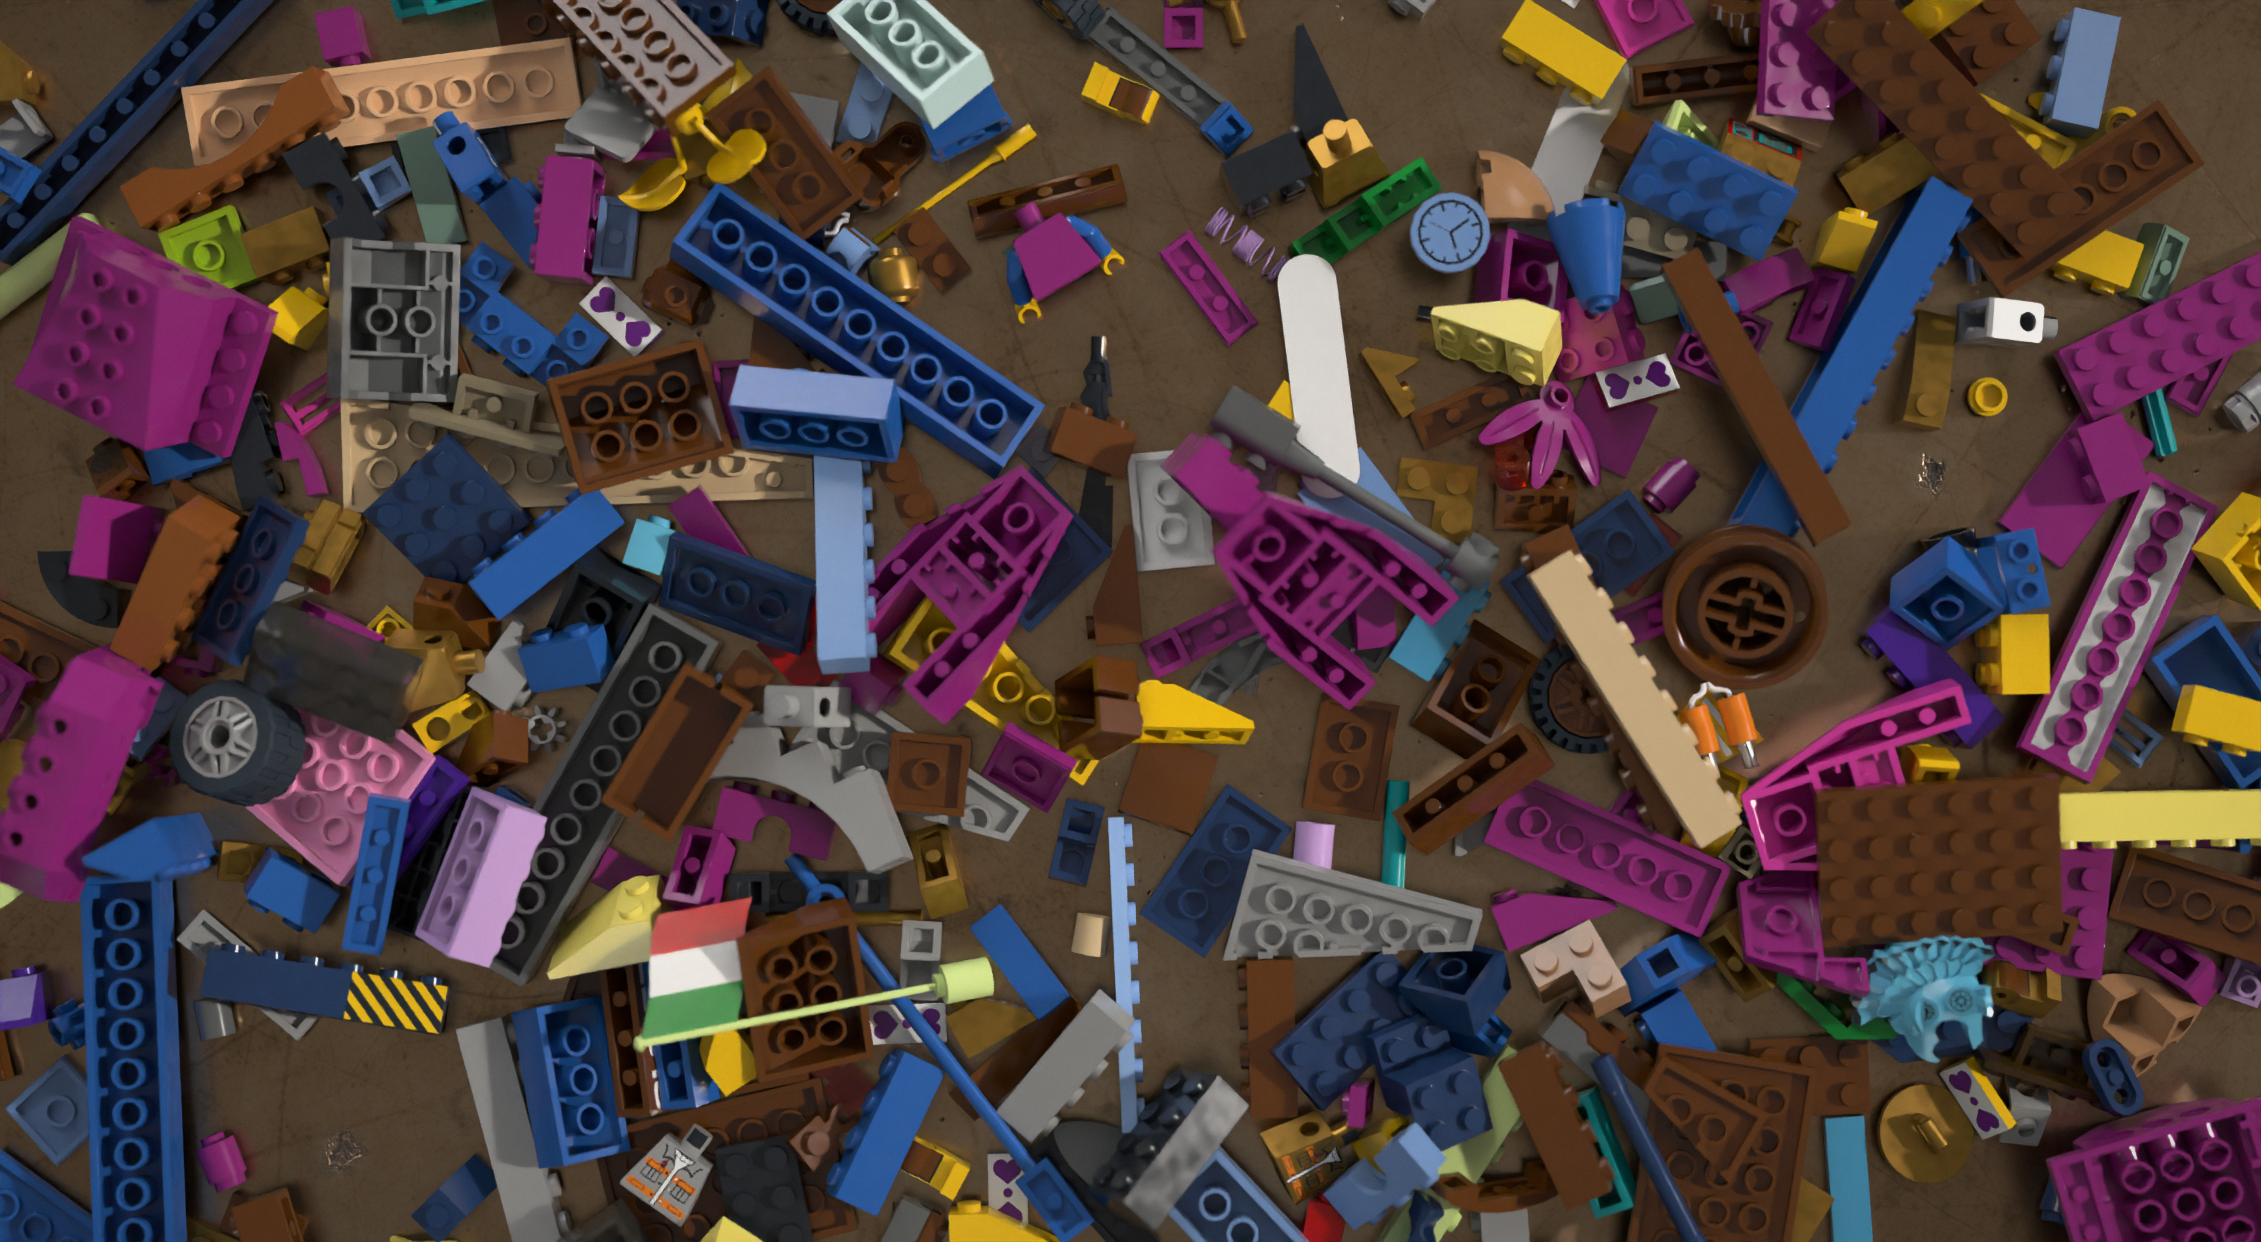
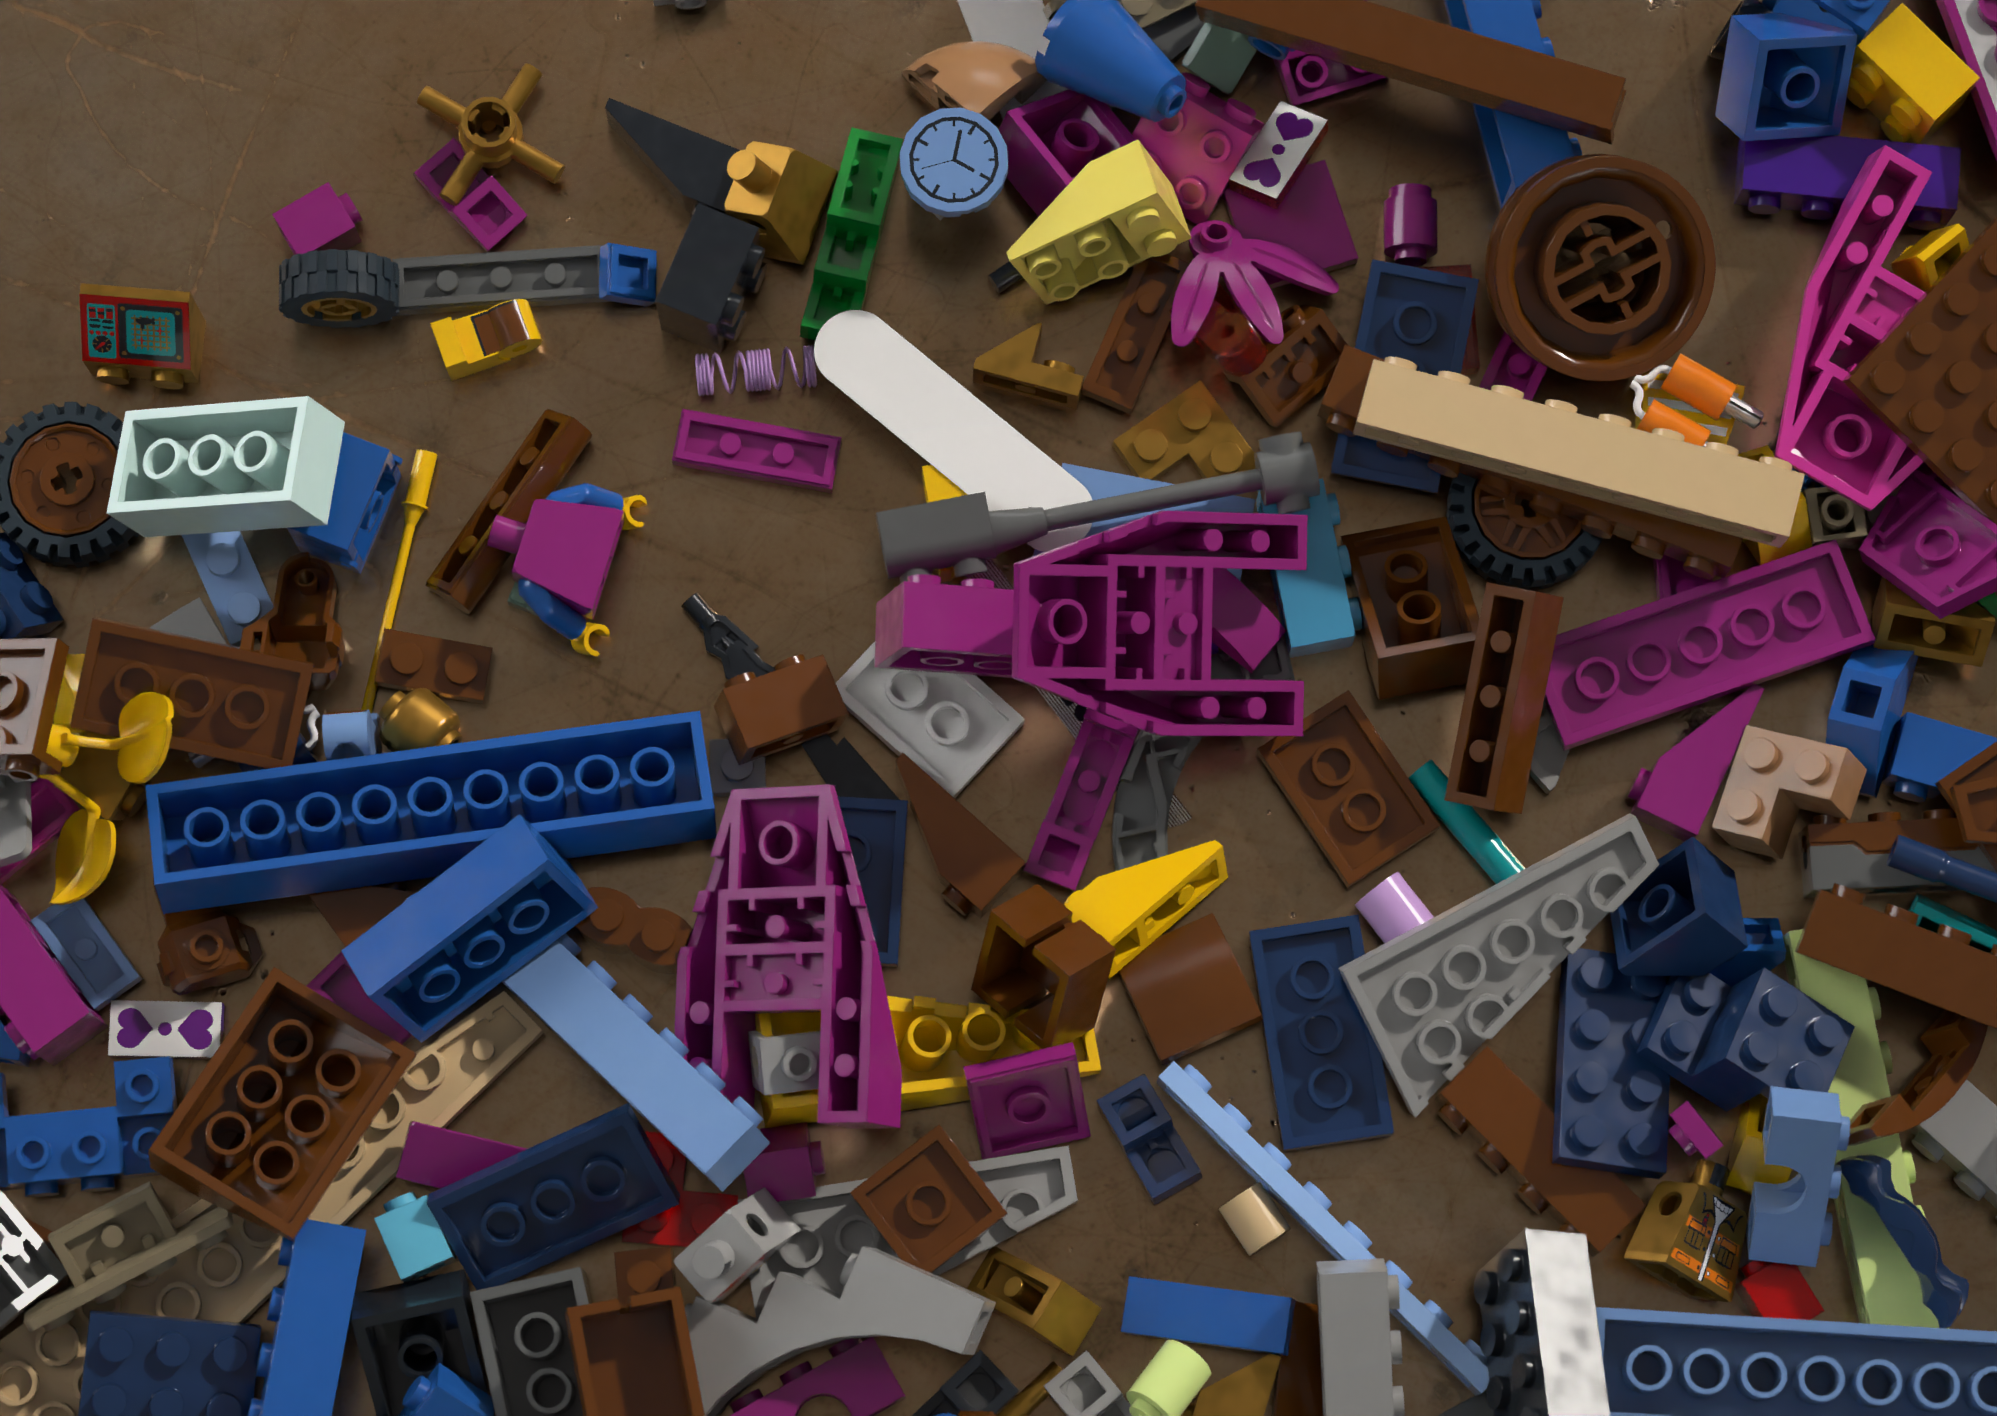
camera: 40 degrees left, 10 degrees down
(917, 634) = (784, 1062): none -> light grey bracket

